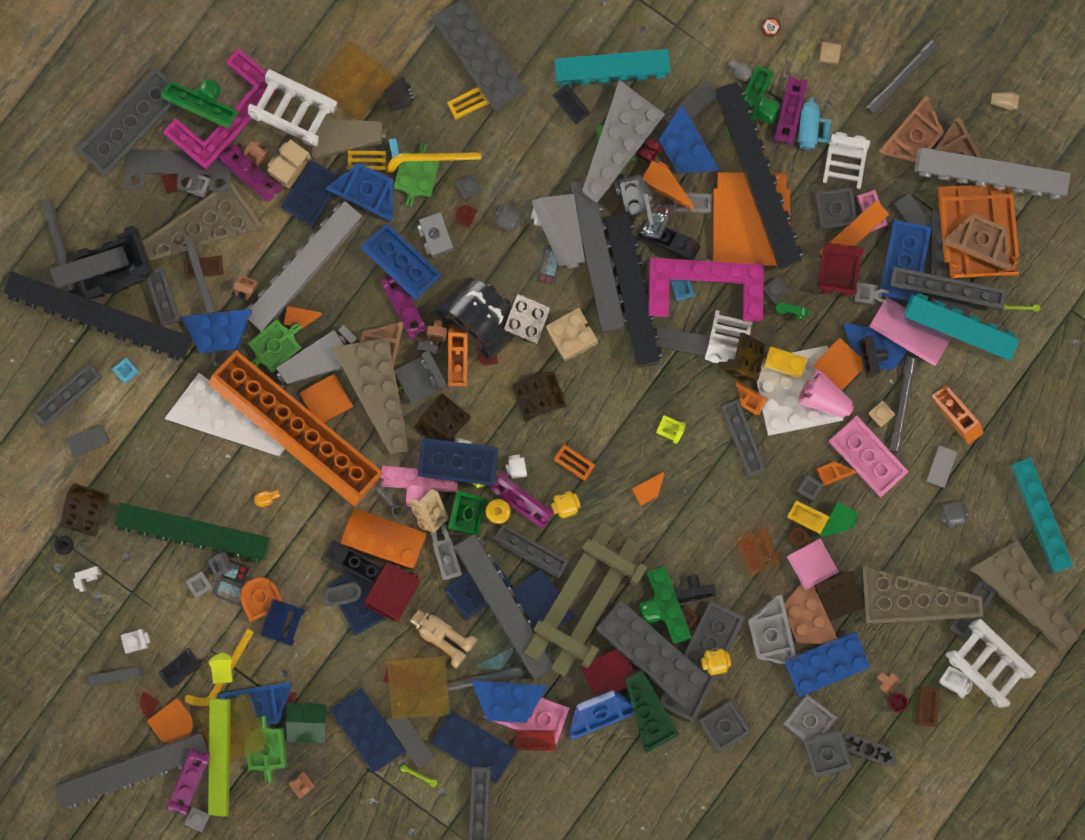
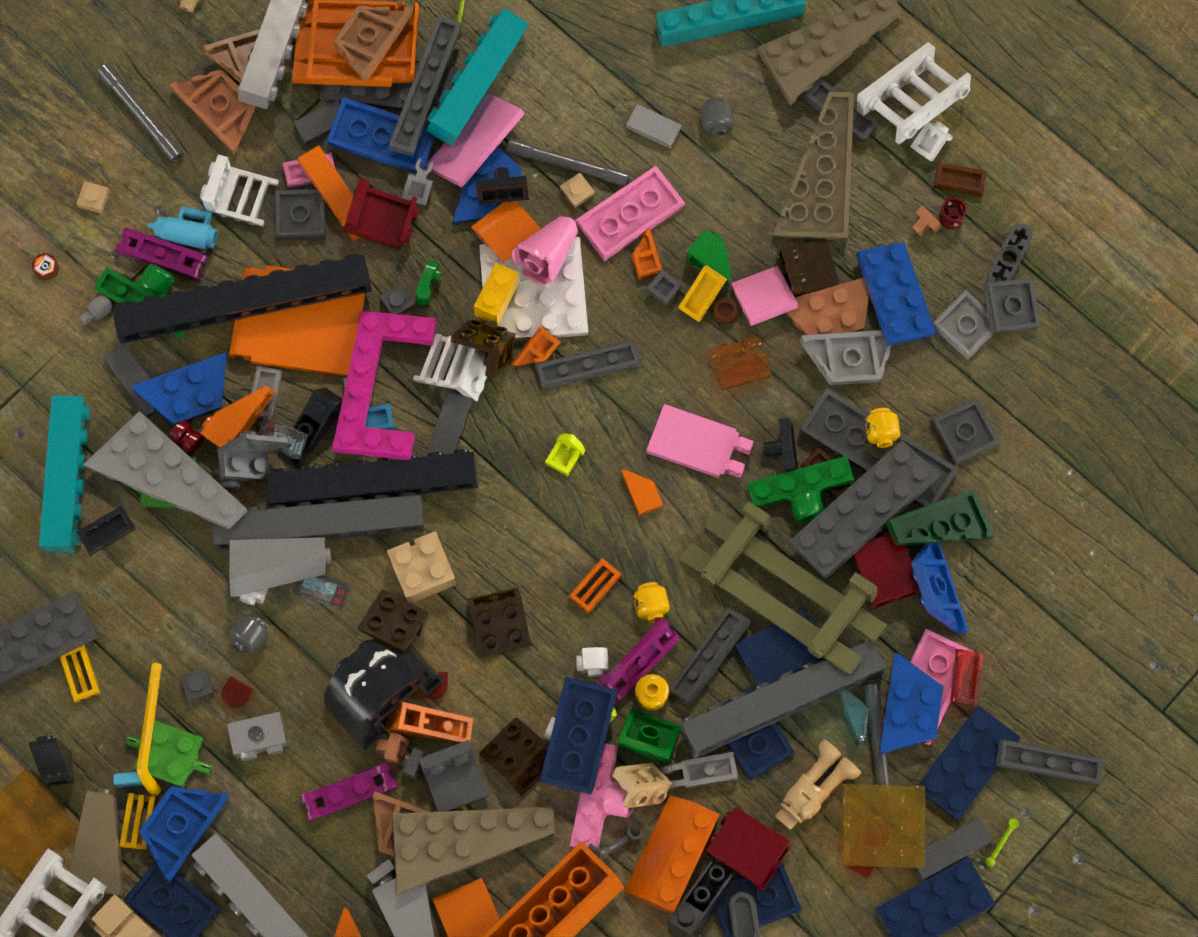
camera: 90 degrees left, 10 degrees down
(401, 261) = (288, 786): blue plate -> none
(692, 525) = (697, 443): none -> bright pink tile
(958, 414) = (590, 96): orange slope -> none

